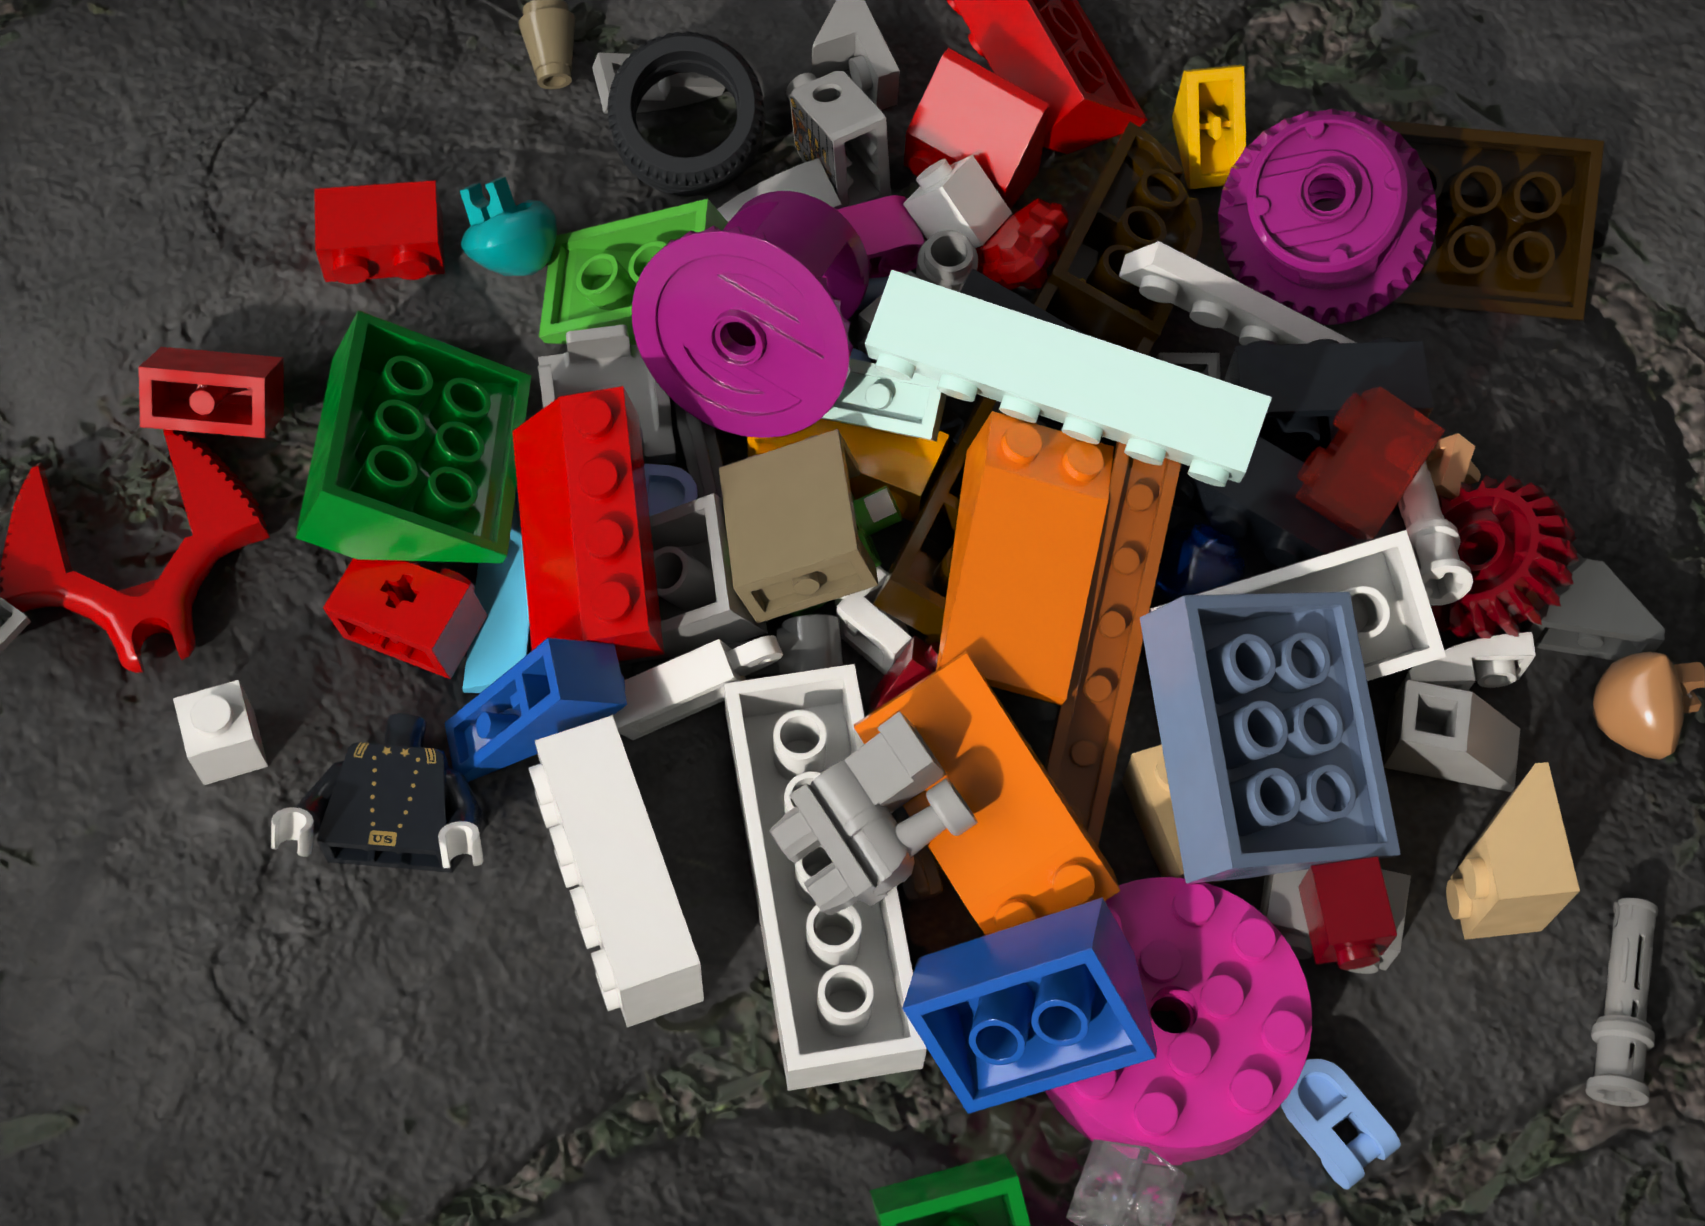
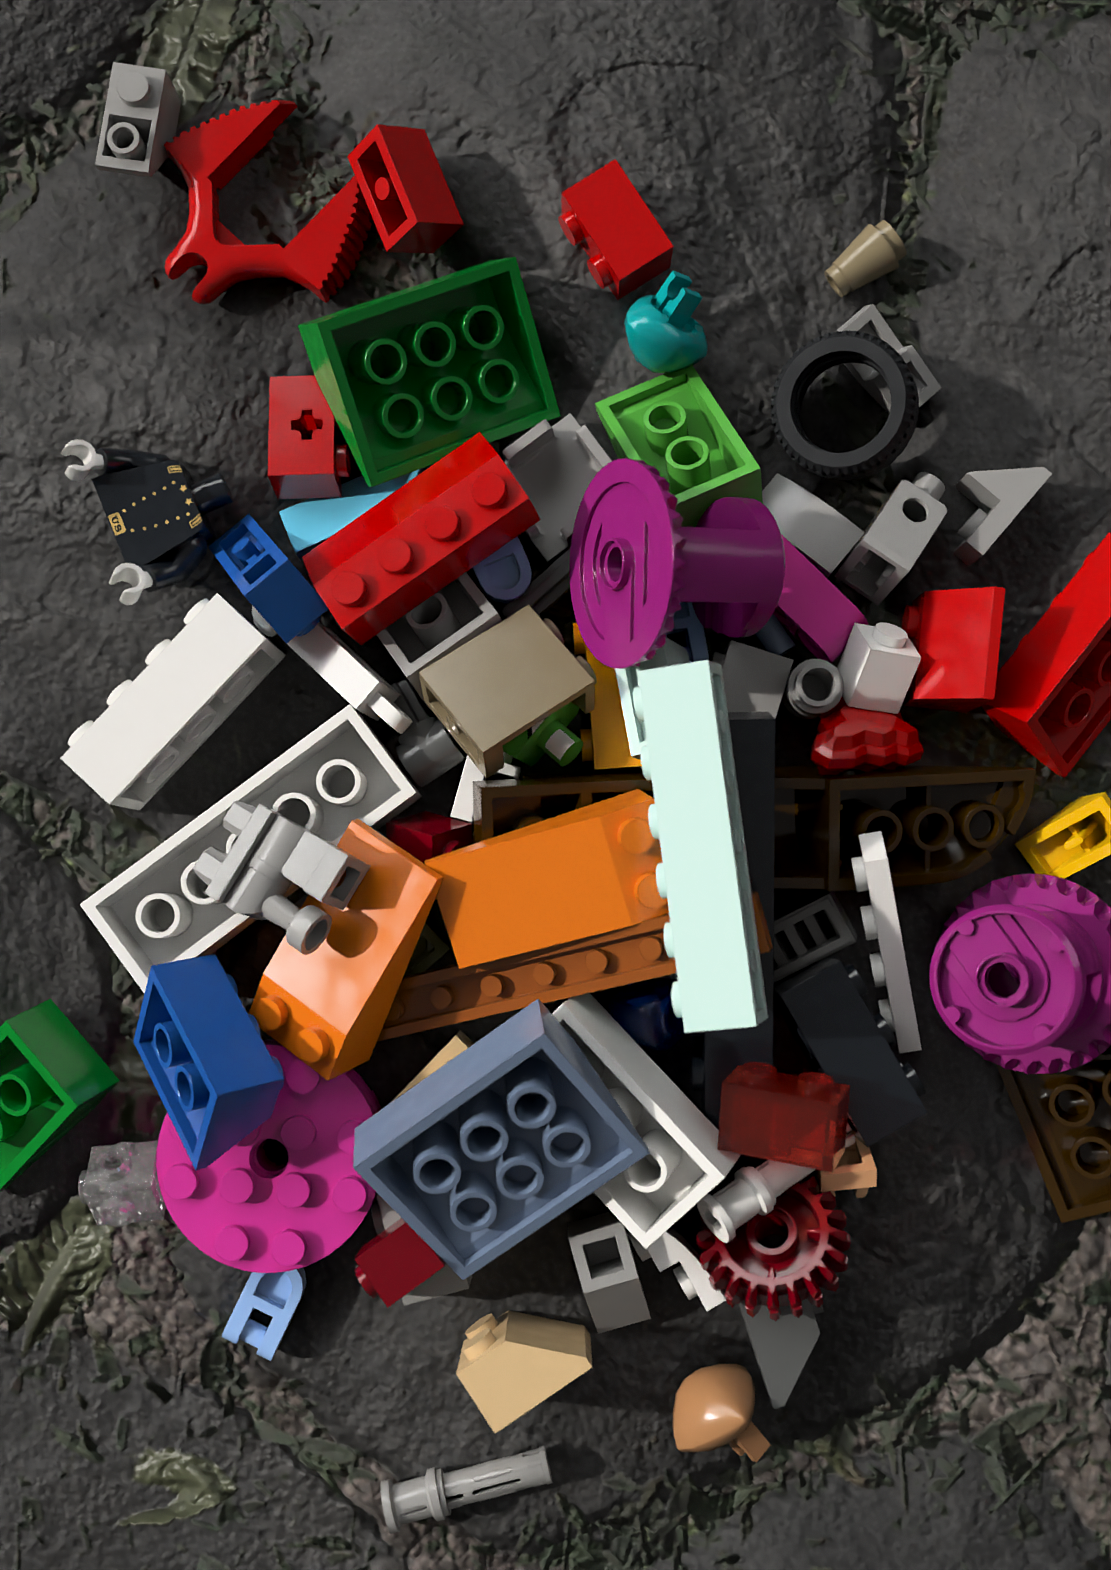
camera: 70 degrees right, 20 degrees up
(220, 732) = (147, 361): white brick -> none

